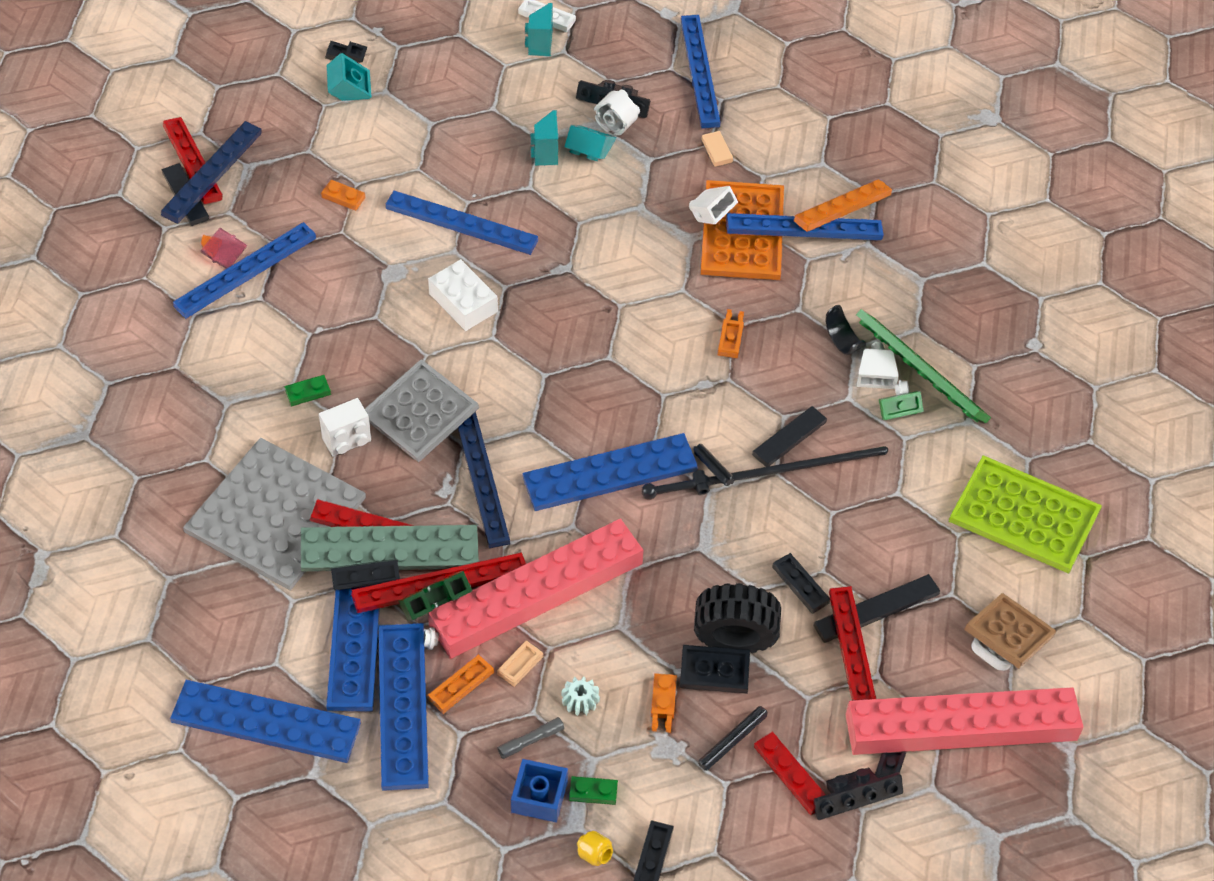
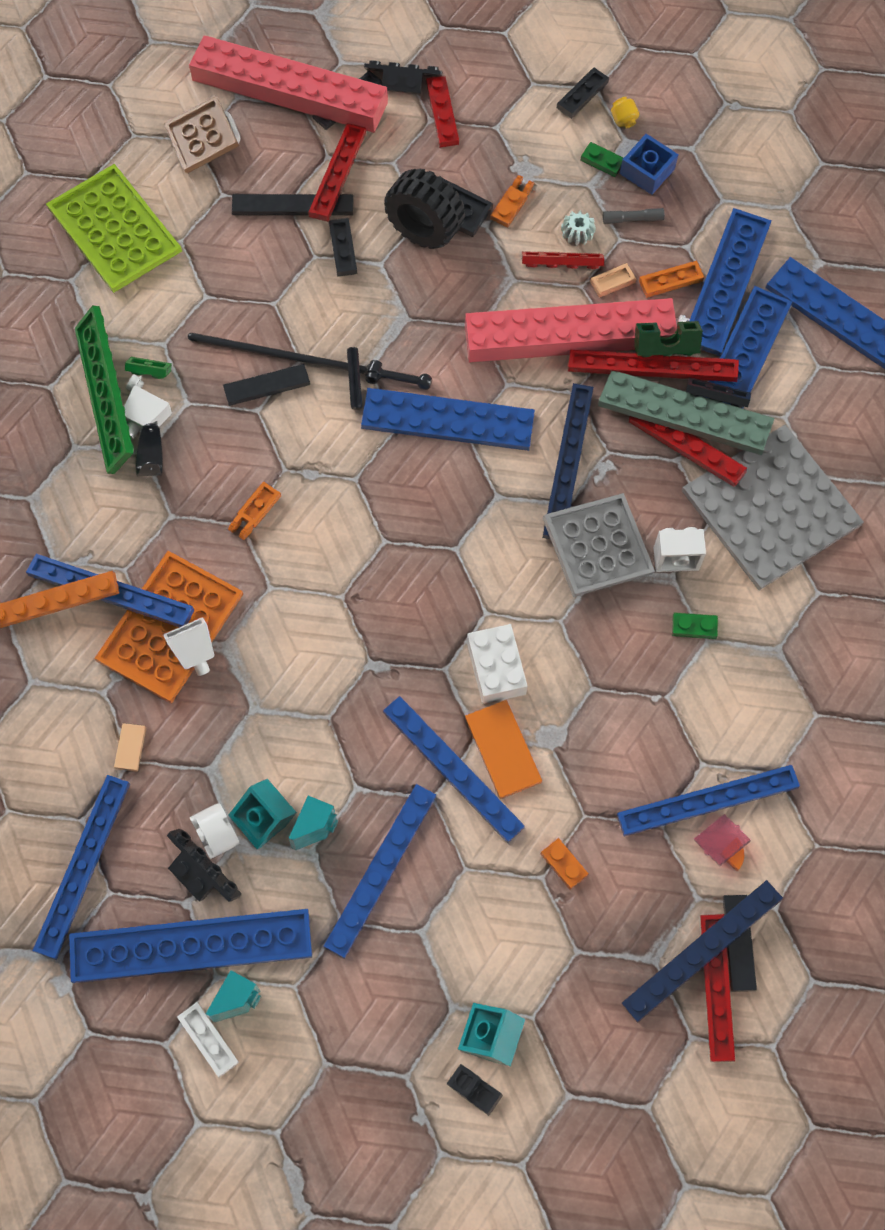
camera: 155 degrees left, 15 degrees up
(426, 245) = (503, 749): none -> orange tile
(481, 145) = (379, 871): none -> blue plate
(580, 657) = (571, 260): none -> red plate
(590, 56) = (190, 945): none -> blue plate
(732, 738) = (472, 152): black axle -> none

